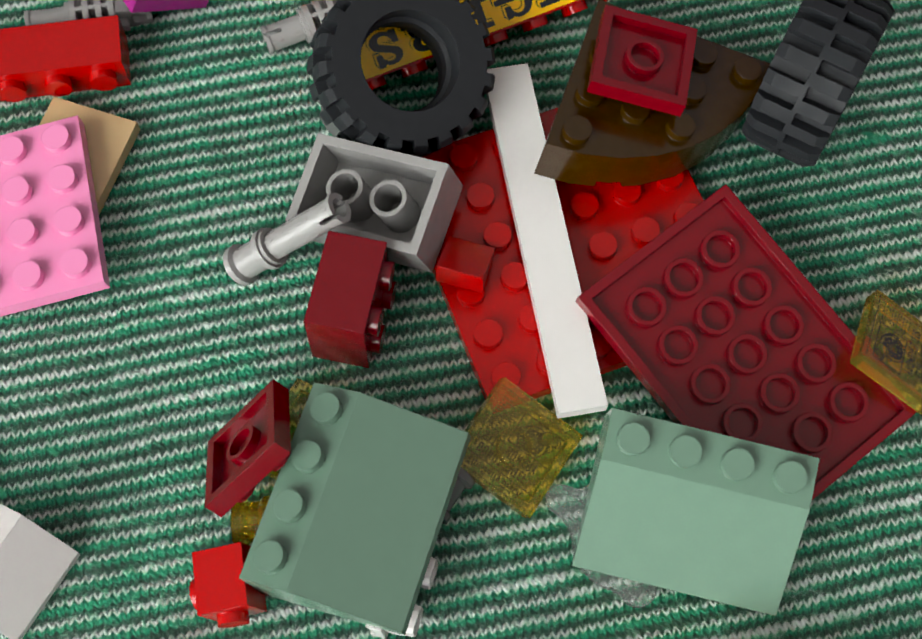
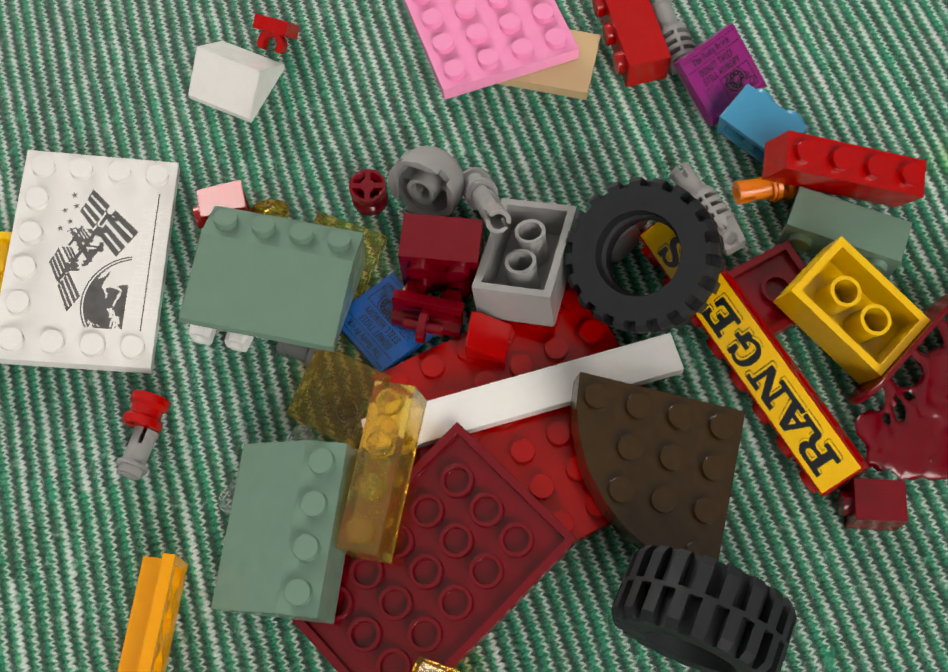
camera: 90 degrees right, 0 degrees up
(228, 382) = (362, 186): none -> dark red wheel
(237, 312) = (427, 181): none -> light grey cylinder
(248, 449) = (314, 201): dark red plate -> none
(423, 378) = (371, 331): none -> blue tile
(428, 328) = (427, 313): none -> dark red hips
(642, 60) = (673, 444): dark red plate -> none
(642, 378) = (382, 472): none -> clear yellow brick

